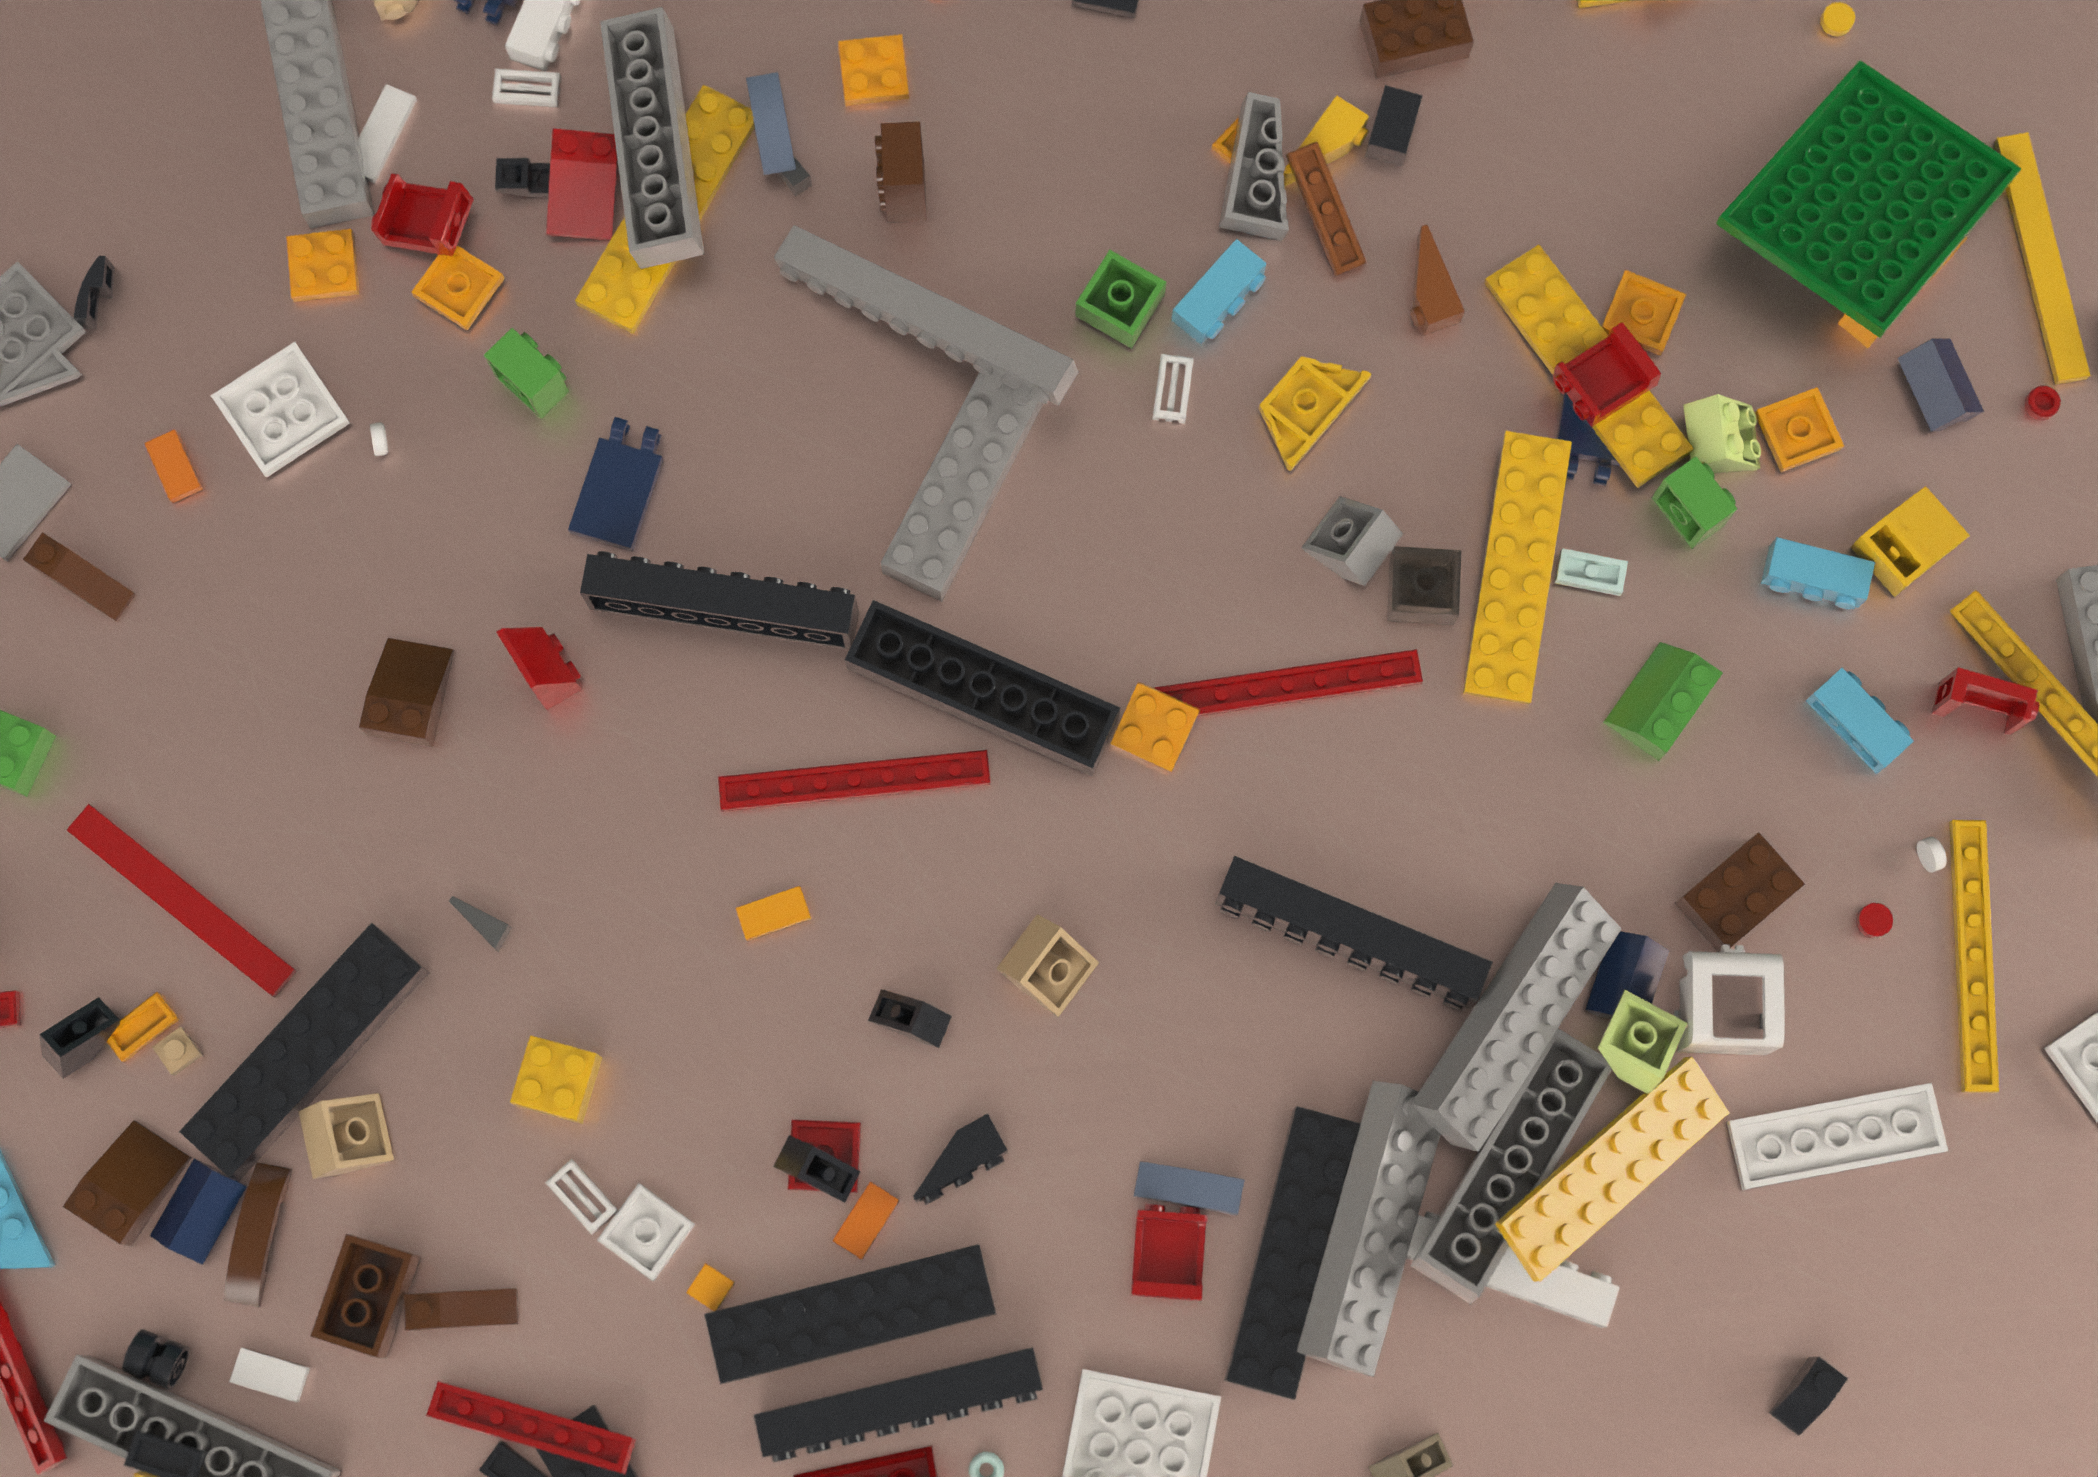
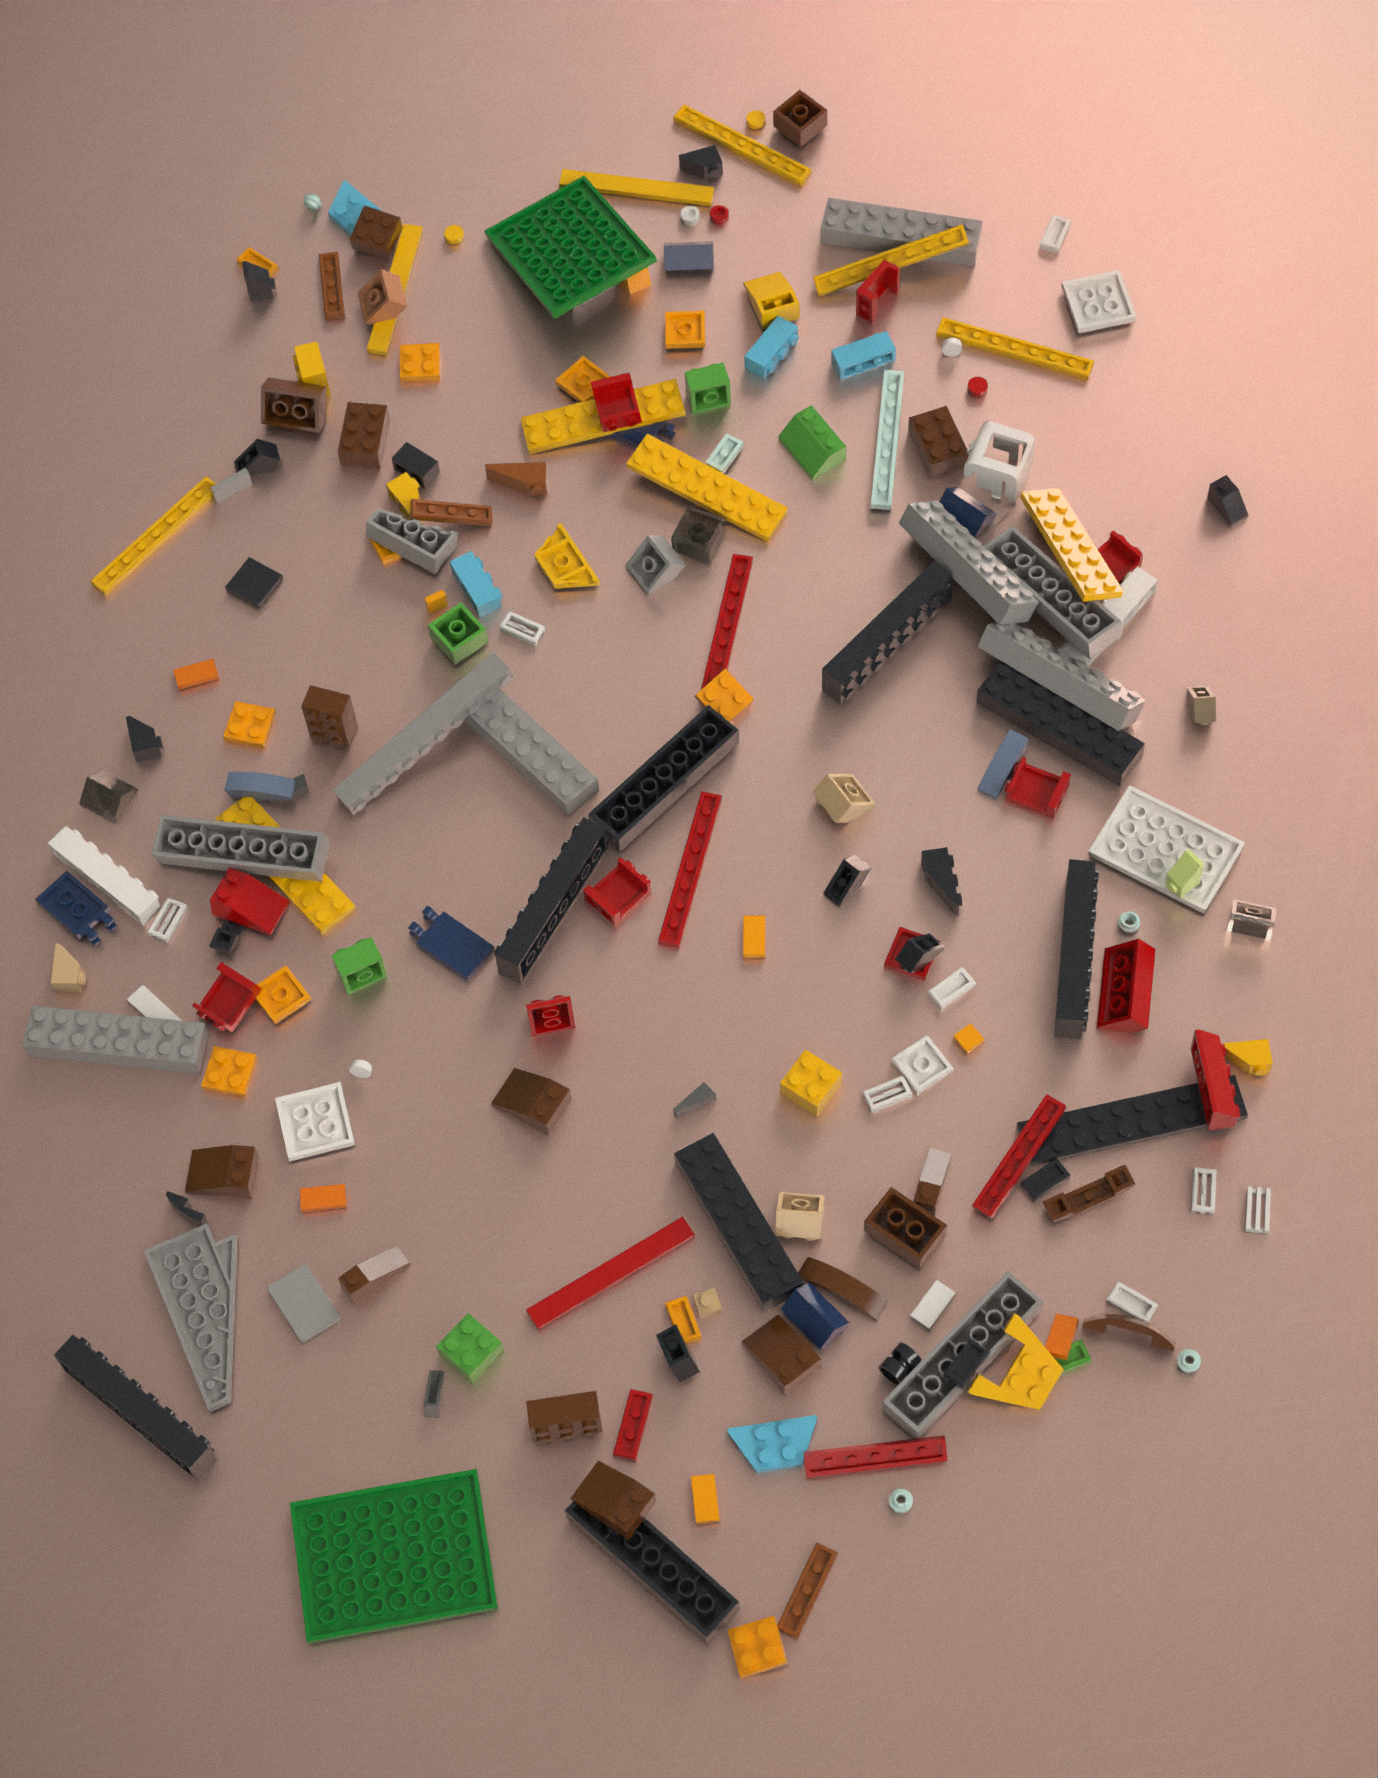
camera: 65 degrees left, 15 degrees down
(167, 319) = (223, 1171): none -> reddish brown slope
(776, 690) = (618, 892): none -> red panel
(786, 1234) = (951, 988): none -> white tile
(850, 1314) = (1013, 964): black brick -> none
(866, 1220) = (959, 942): orange tile -> none
(1167, 246) = (436, 602): none -> light orange tile
(1584, 60) = (419, 362): none -> light orange plate
(1628, 1247) = (1120, 556): none -> red panel
(1640, 1042) = (1007, 506): yellowish green slope -> none
(1716, 812) = (887, 440): none -> light aqua plate
(1723, 434) = (668, 365): yellowish green slope -> none
(1837, 1136) = (1090, 442): white plate -> none
(2022, 358) = (689, 215): none -> white tile

